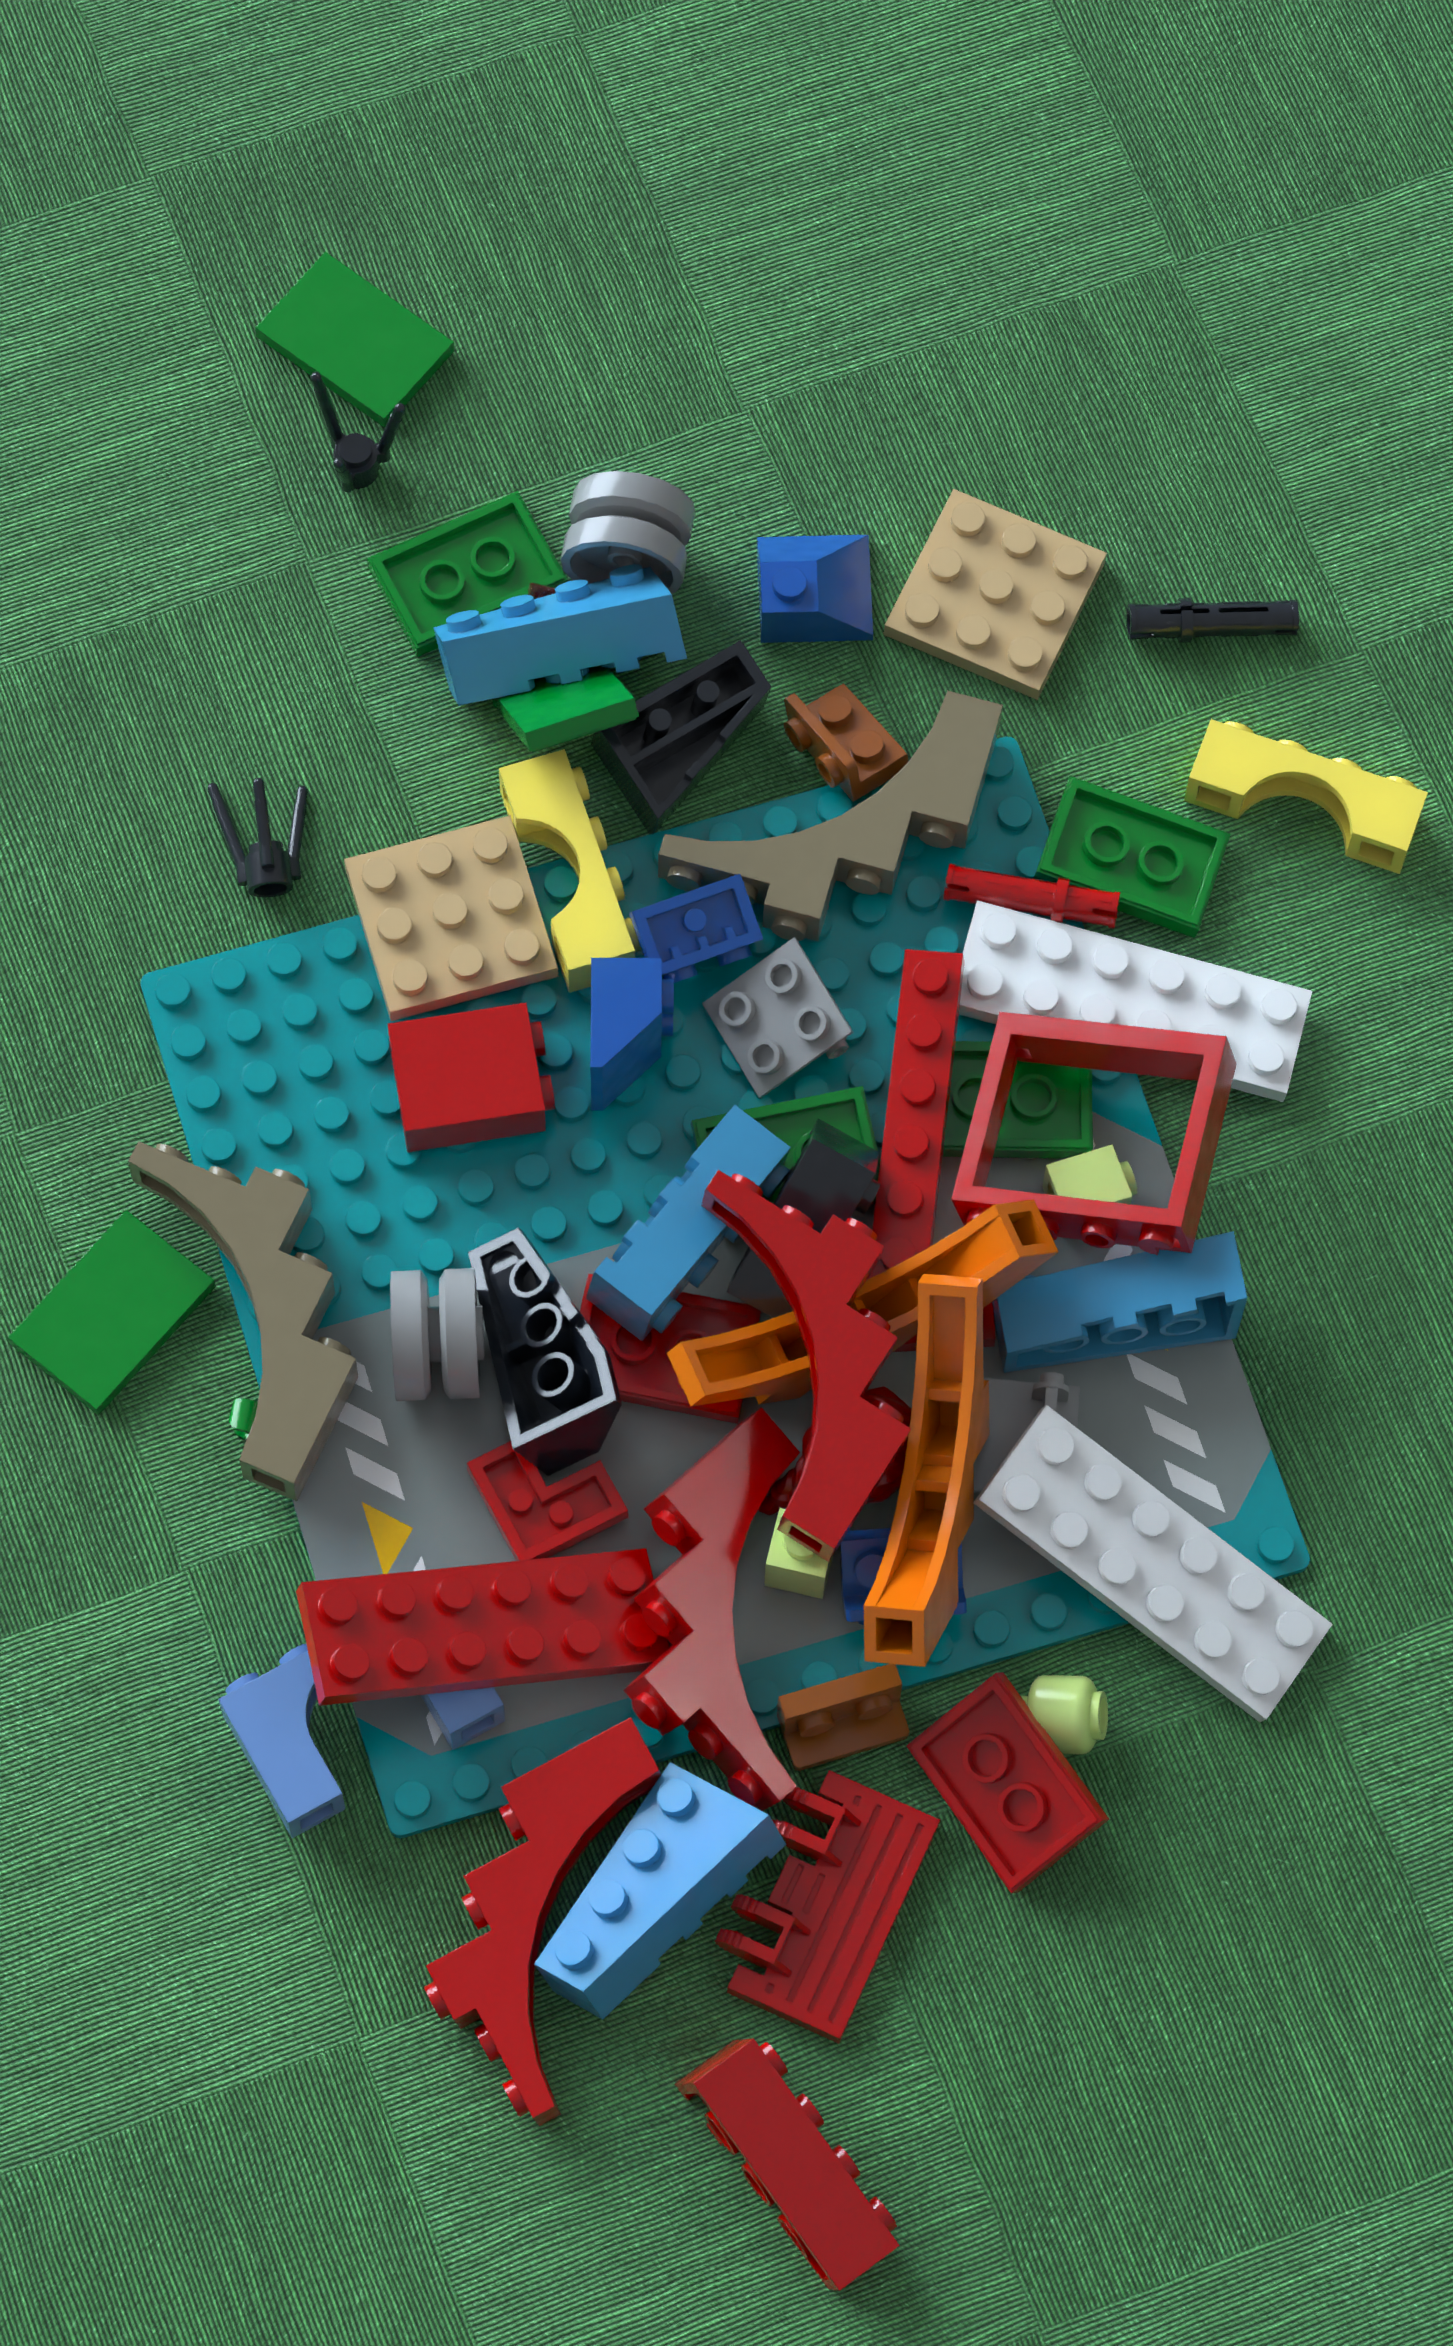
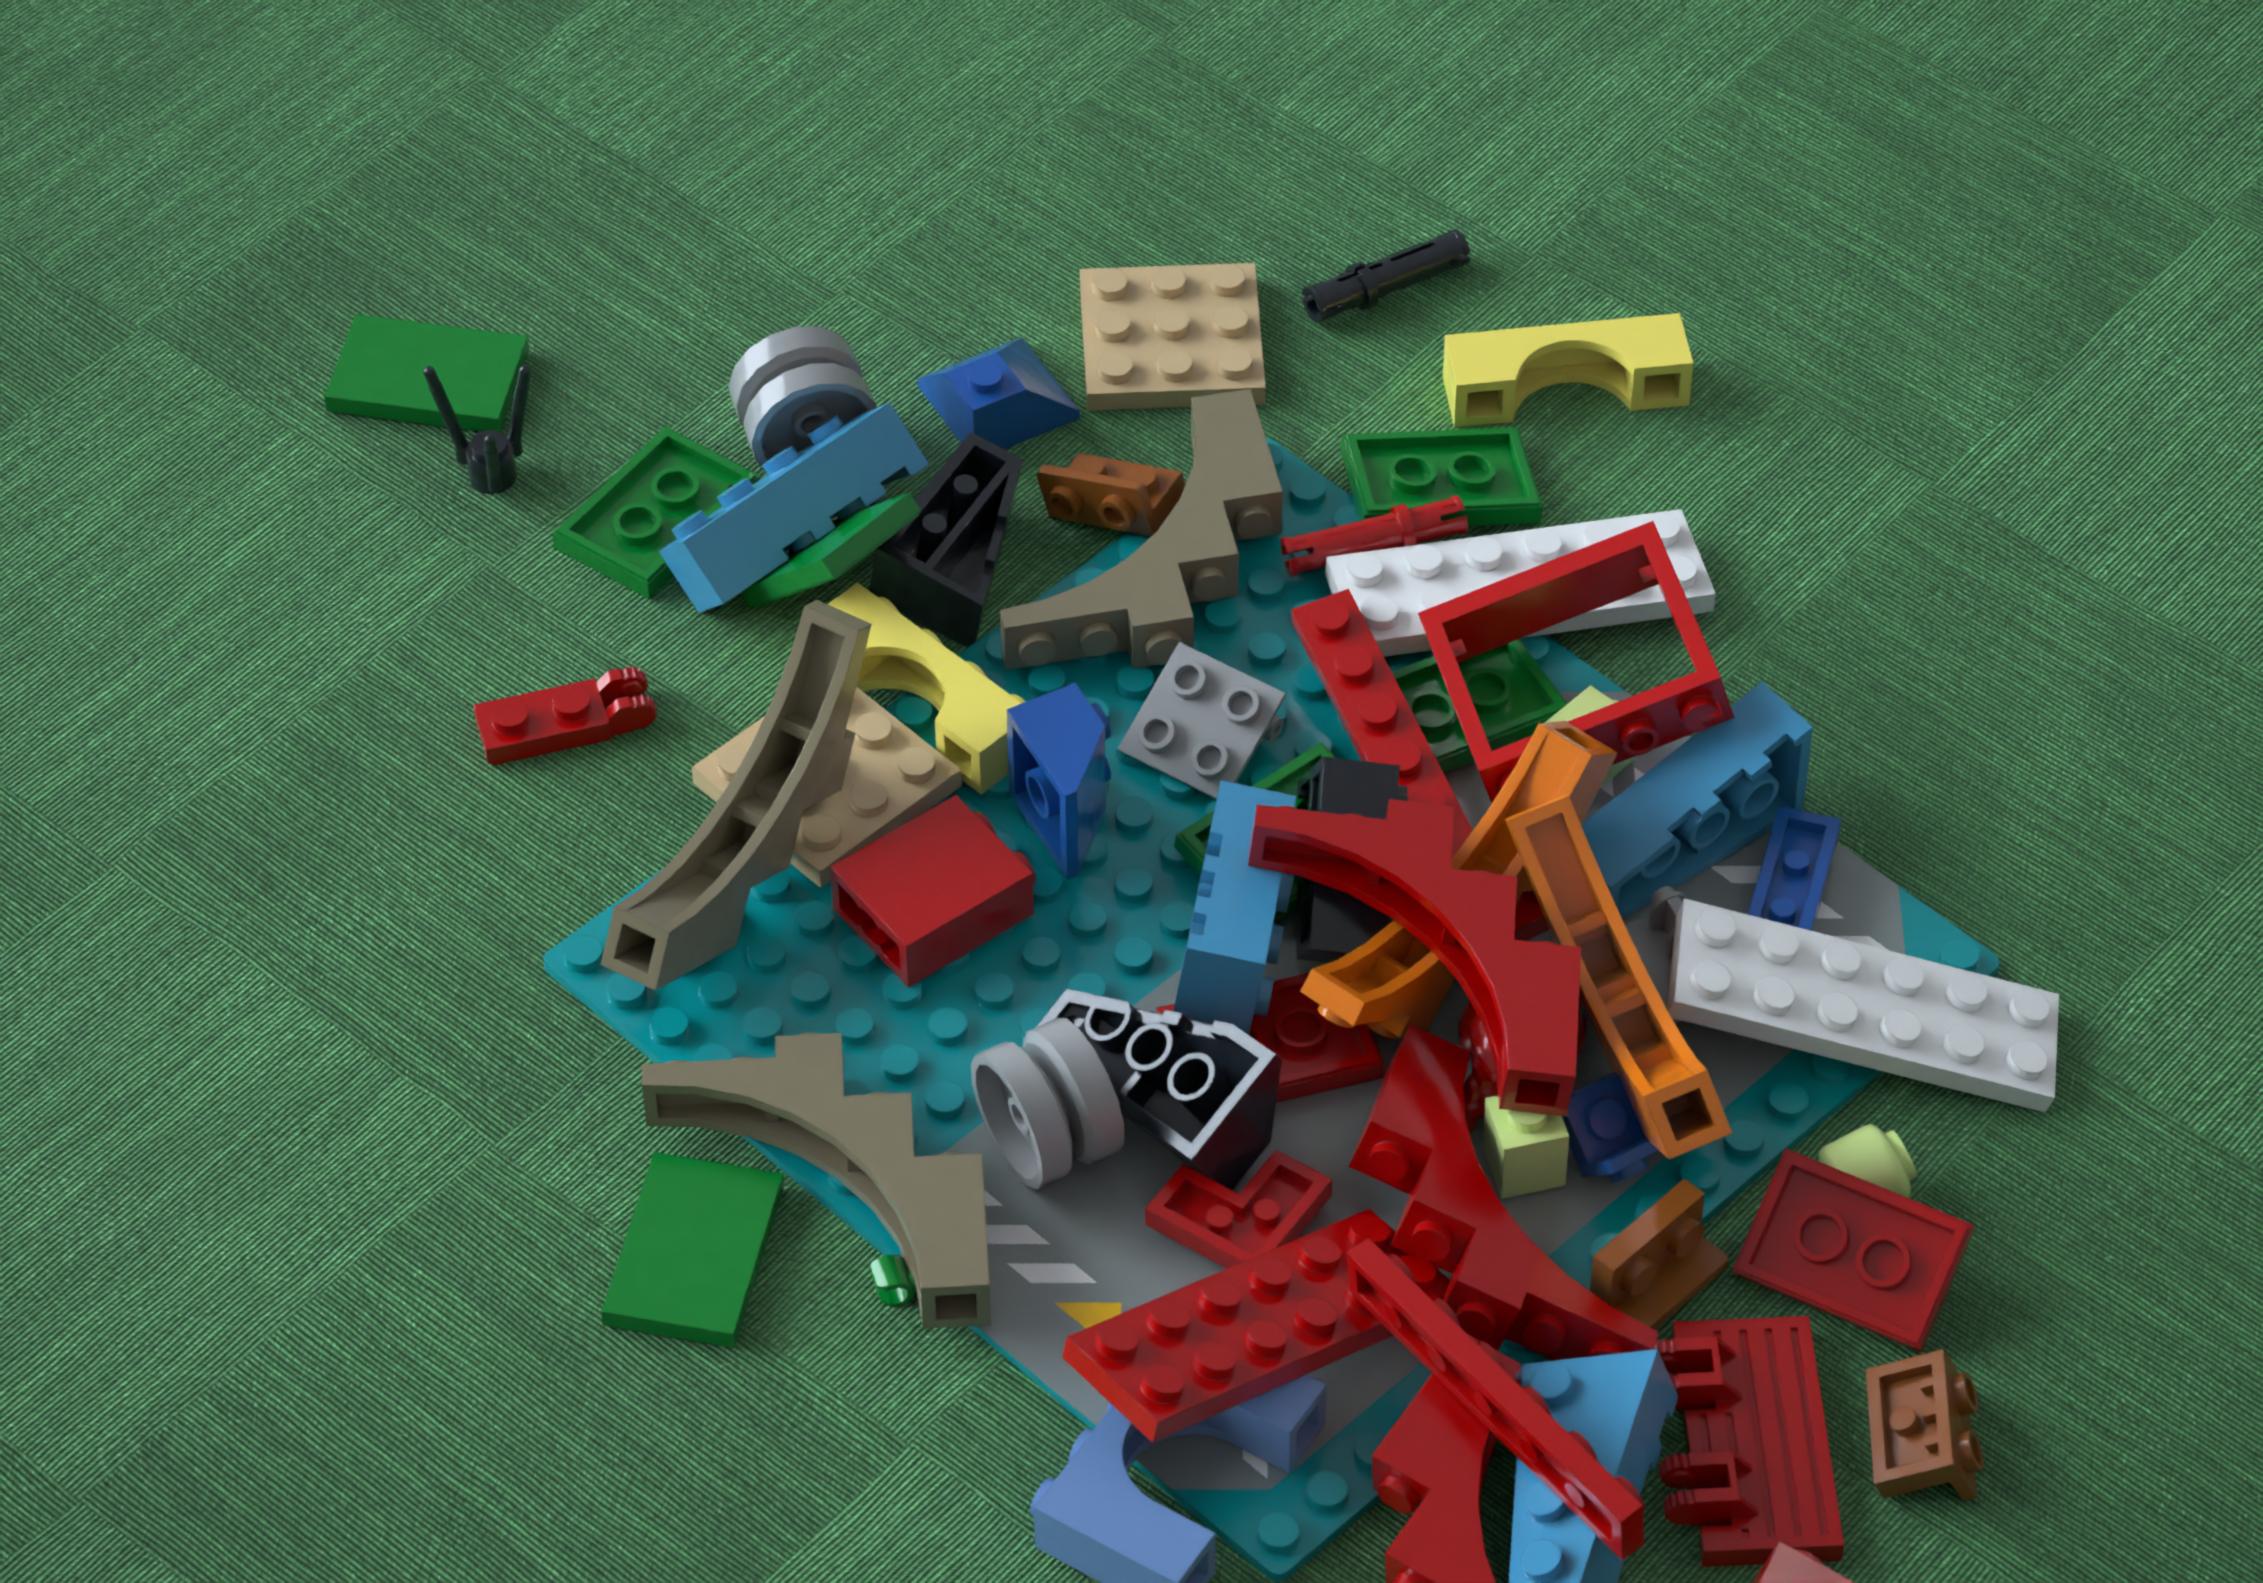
camera: 25 degrees left, 20 degrees down
(267, 867) = (613, 807): black plant -> none
(278, 746) = (564, 716): none -> red hinge
(339, 962) = (751, 832): none -> dark tan arch
(616, 1822) = (1510, 1412): none -> red plate
(698, 927) = (1090, 653): blue bracket -> none
(967, 1967) = (1923, 1426): none -> dark orange bracket
(1175, 1408) = (1795, 867): none -> blue plate

